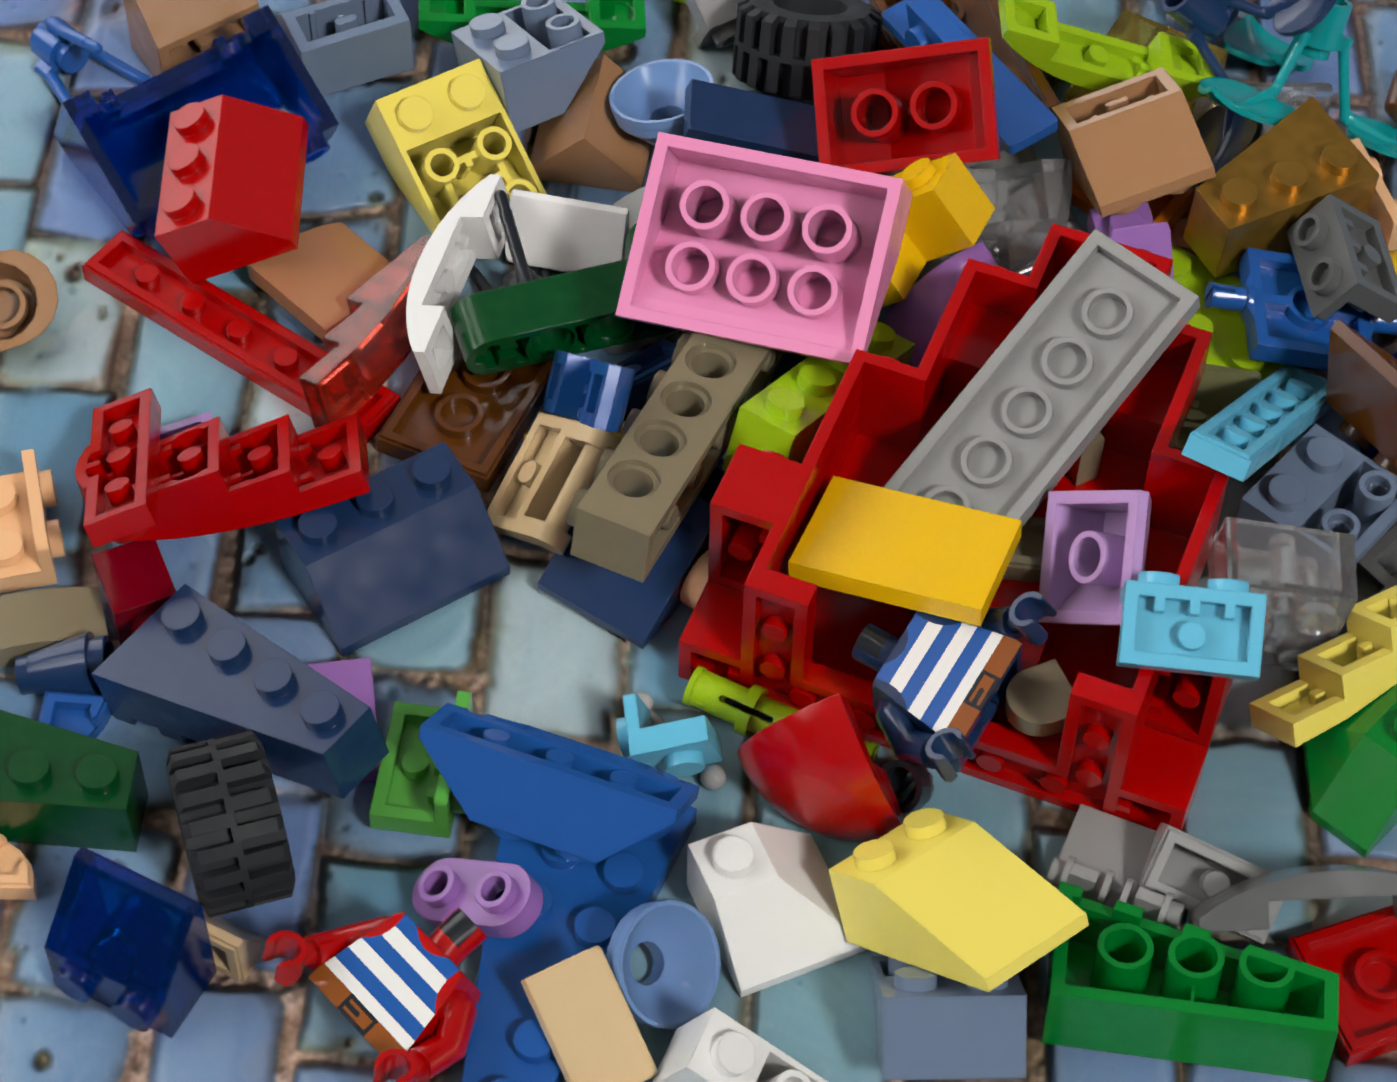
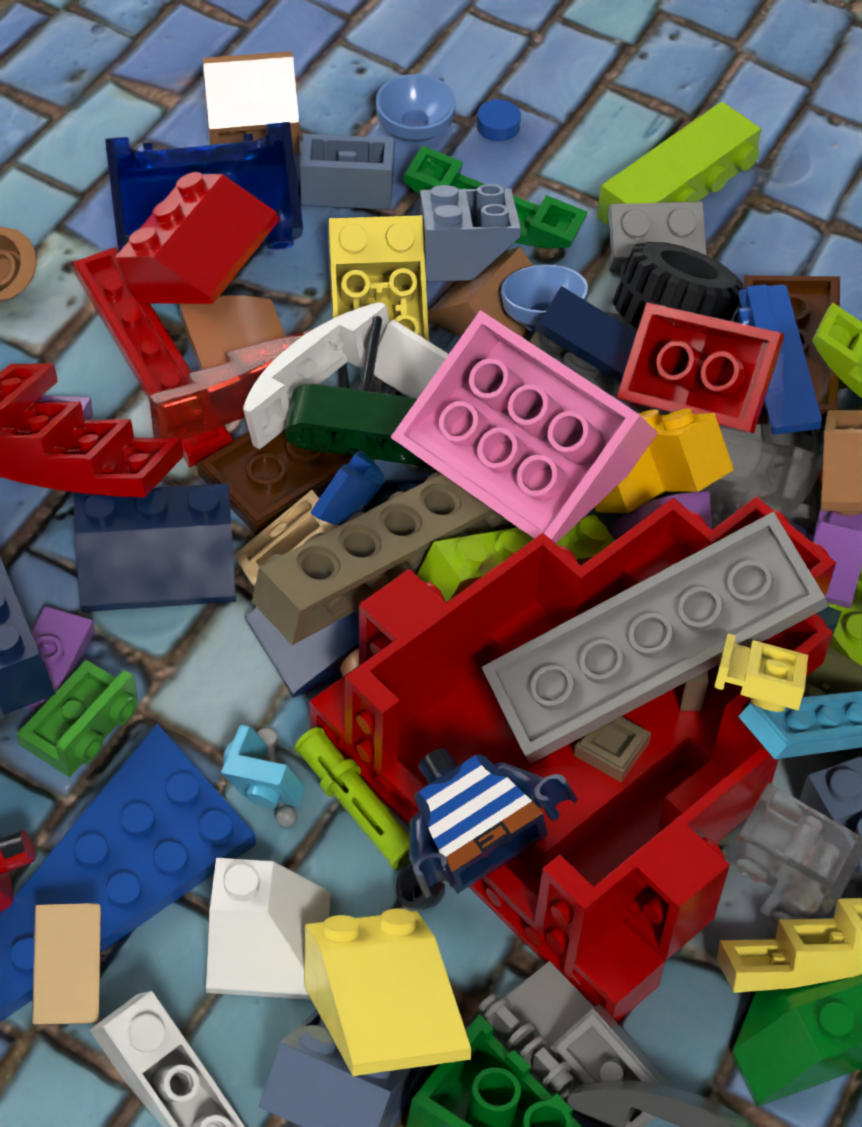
camera: 25 degrees right, 0 degrees up
(67, 50) = (156, 109): blue plant -> none
(474, 889) = (56, 829): medium lavender plate -> none
(551, 786) = (143, 764): blue wedge -> none
(683, 962) = (168, 958): medium blue piece -> none
(821, 773) = (347, 846): red brick -> none
(906, 550) = (497, 704): yellow tile -> none
(1038, 700) = (536, 854): dark tan tile -> none
(1090, 551) = (646, 772): lavender slope -> none
(1191, 395) = (766, 672): none -> light yellow plate
(1191, 627) = (661, 858): medium azure bracket -> none

